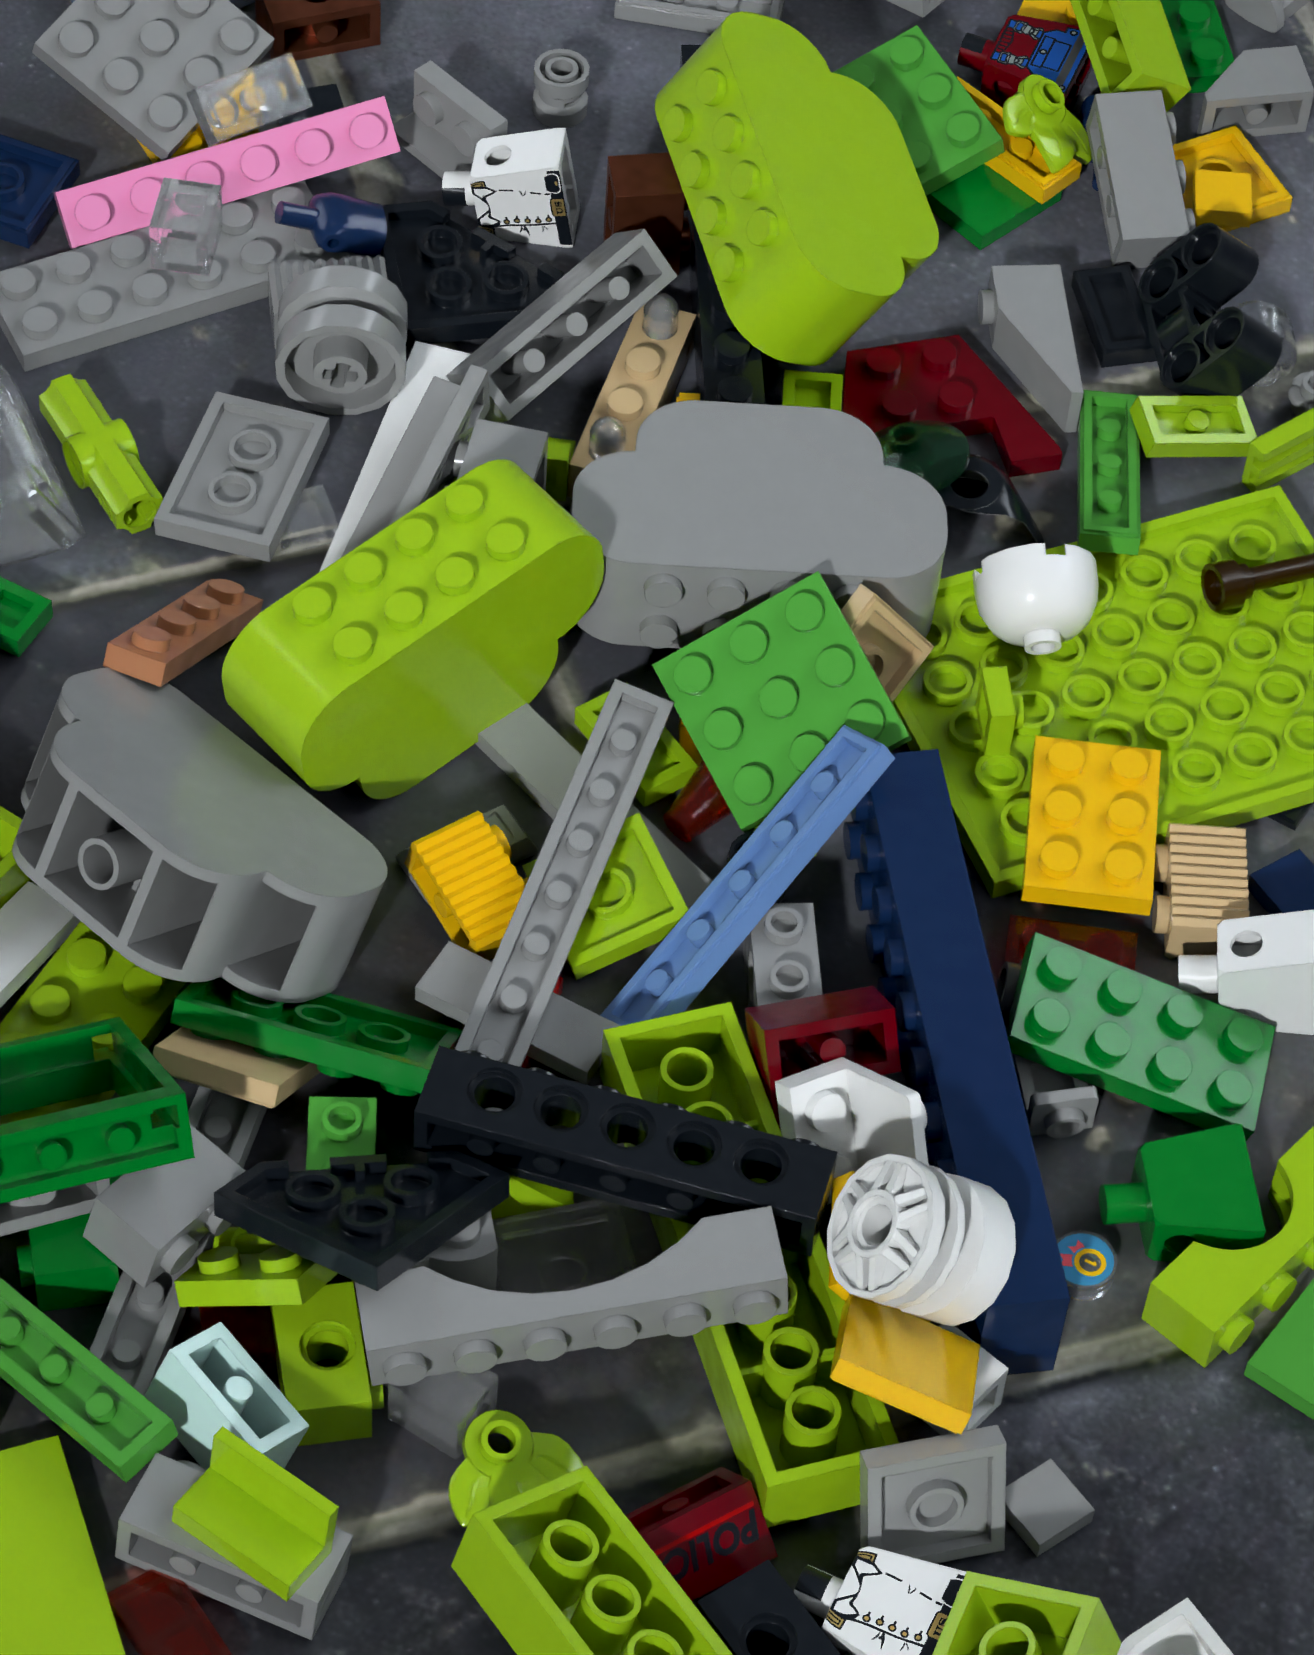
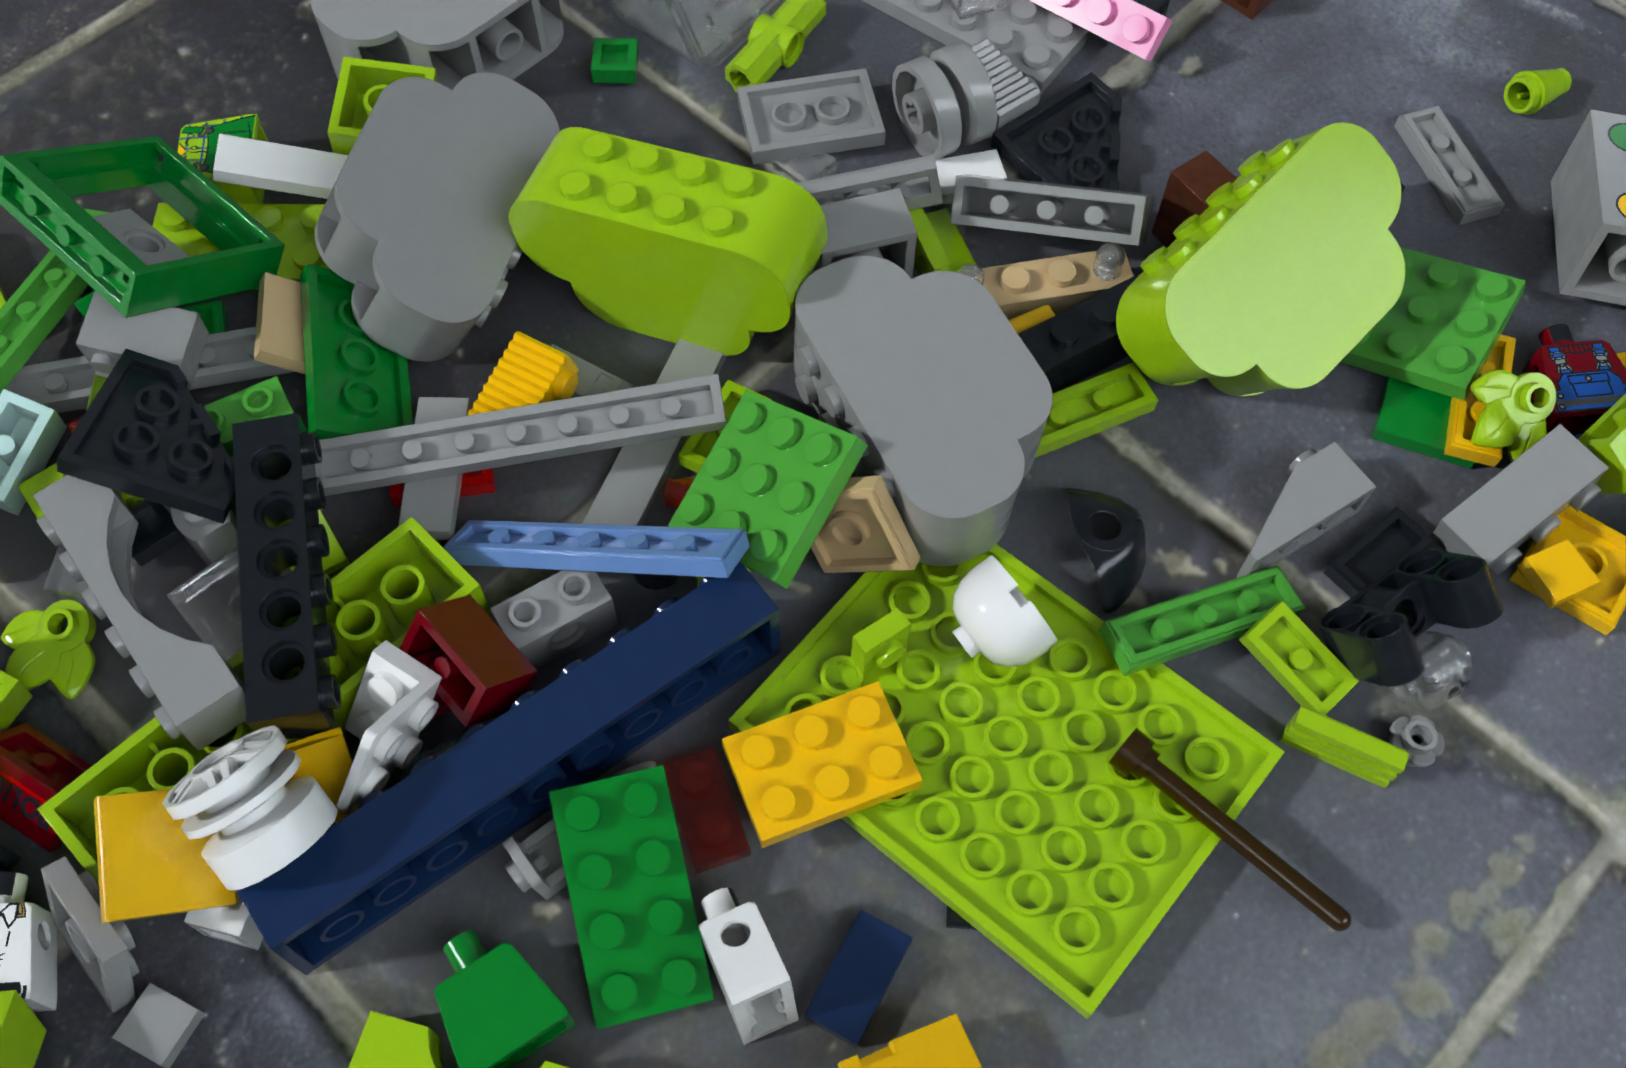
camera: 65 degrees right, 10 degrees up
(183, 632) = (567, 108): nougat plate -> none
(338, 222) = (1053, 56): dark blue piece -> none
(446, 121) = (1189, 81): light grey bracket -> none
(520, 187) = (1167, 131): white torso -> none
(560, 88) = (1288, 116): light grey wheel -> none
(631, 905) = (571, 485): lime plate -> none
(926, 449) = (1103, 478): clear green dish -> none
(950, 385) = (1187, 460): dark red wing -> none
(1087, 1264) = (404, 952): tile -> none
(1202, 885) = (817, 878): tan brick -> none

